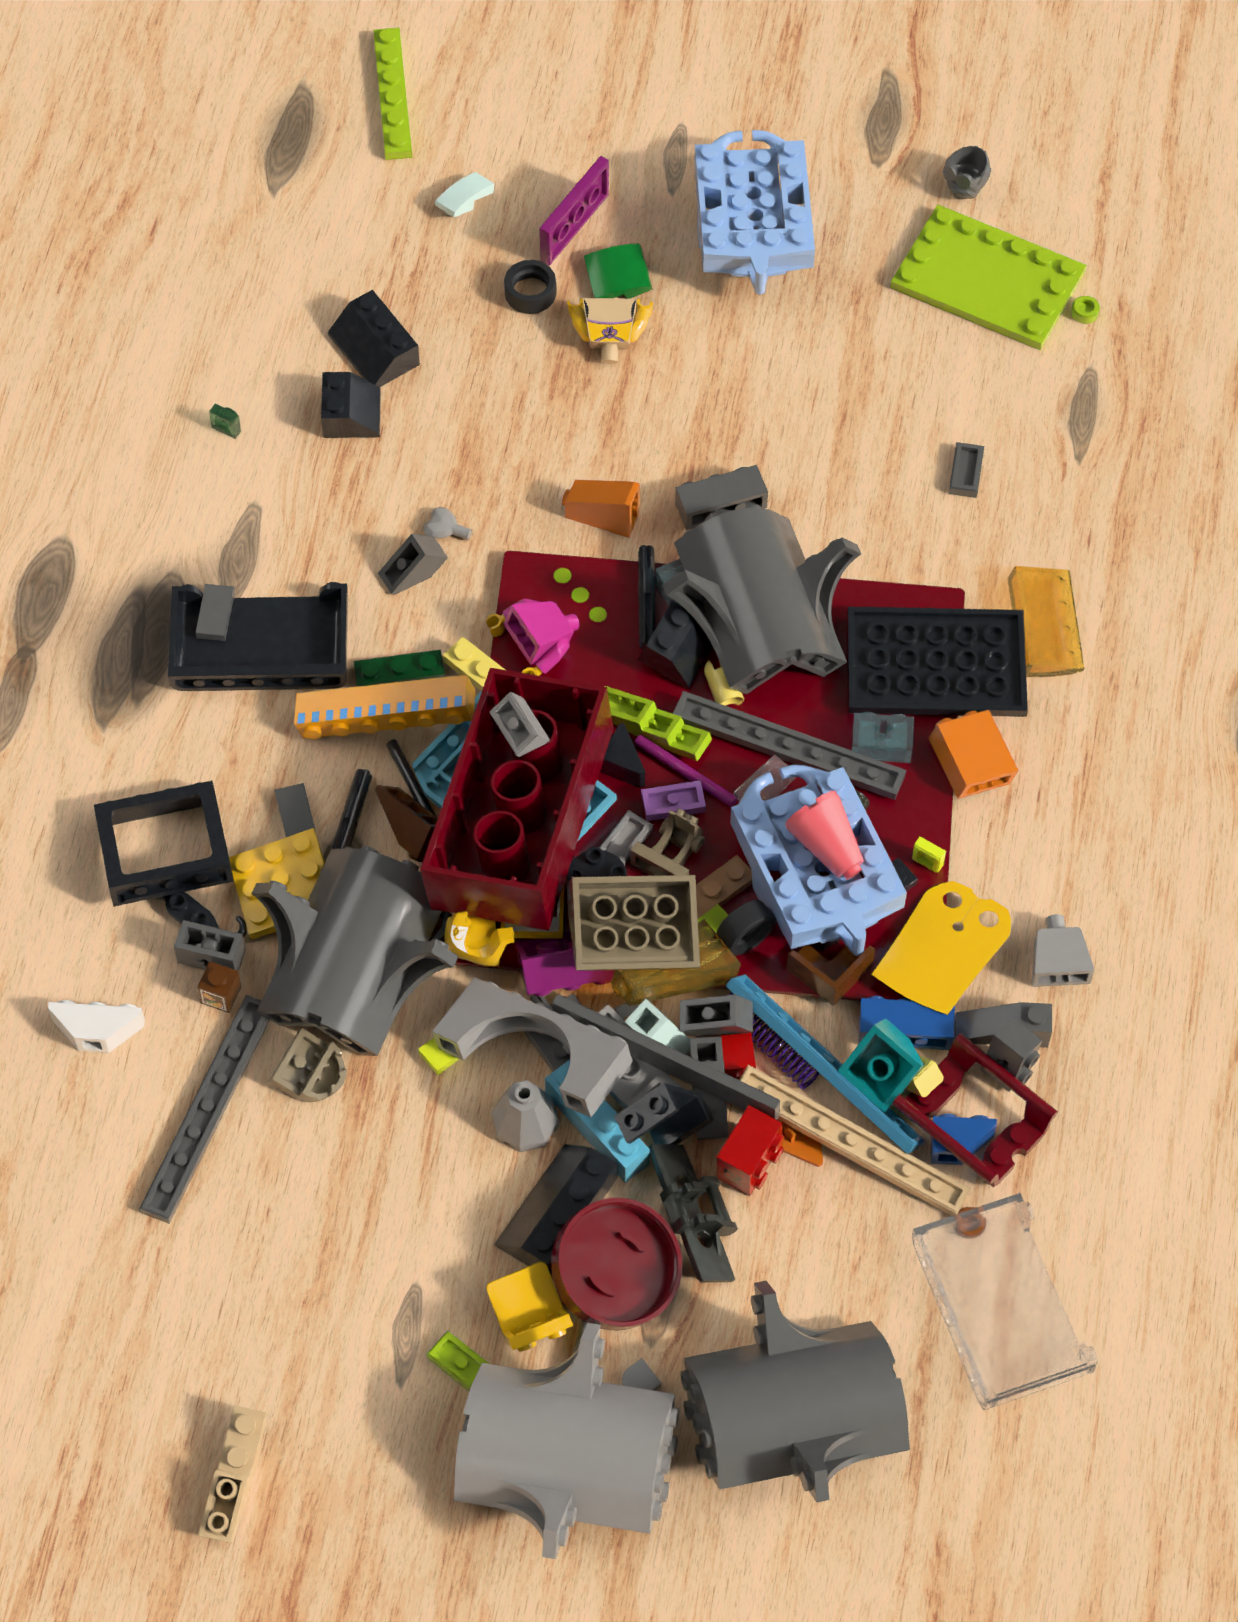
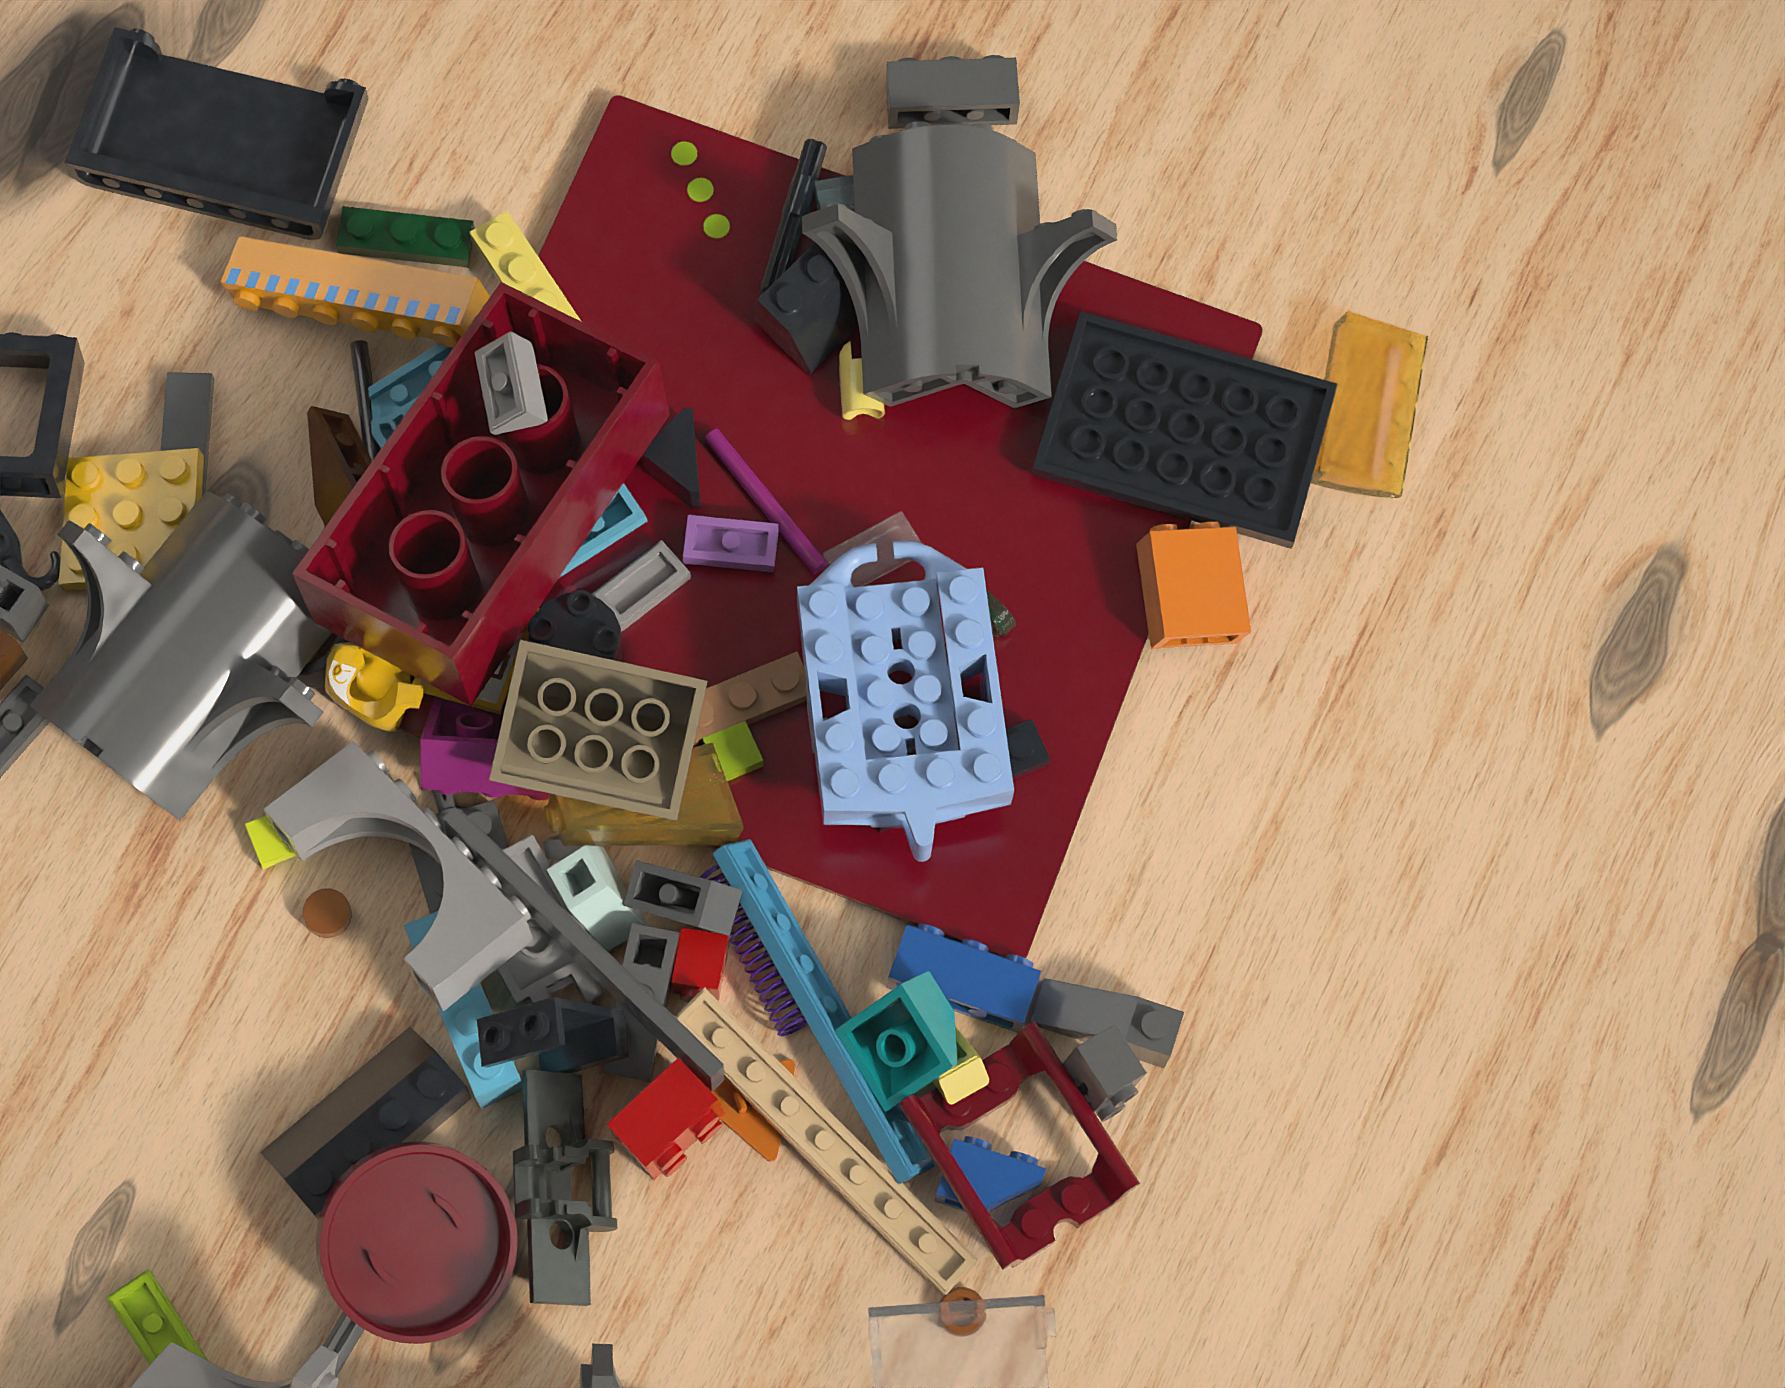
camera: 10 degrees right, 10 degrees up
(215, 612) = (169, 80): dark grey tile -> none
(310, 1068) = (80, 812): dark tan slope -> none
(352, 809) = (266, 437): black axle -> none
(412, 563) = (474, 79): dark grey slope -> none
(444, 524) = (541, 31): light grey rock -> none
(488, 1089) = (327, 913): none -> dark orange tile
(525, 1117) = (364, 972): light grey cone -> none
(528, 1307) = (270, 1271): yellow bracket -> none
(538, 631) = (615, 234): dark pink torso -> none
(604, 504) = (776, 61): orange slope -> none
(658, 726) = (744, 421): lime slope -> none
(677, 829) = (723, 589): dark tan tile -> none
(746, 927) = (770, 771): black tyre -> none
(789, 744) = (927, 503): dark grey plate -> none
(827, 977) = (874, 878): reddish brown panel -> none
(828, 835) = (921, 673): coral cone -> none
(893, 746) = (1083, 543): clear light blue brick -> none
(928, 854) = (1077, 727): neon yellow tile -> none
(932, 959) = (1033, 891): yellow piece -> none
(966, 470) = (1326, 141): dark grey tile -> none
(1060, 955) = (1225, 933): light grey torso -> none

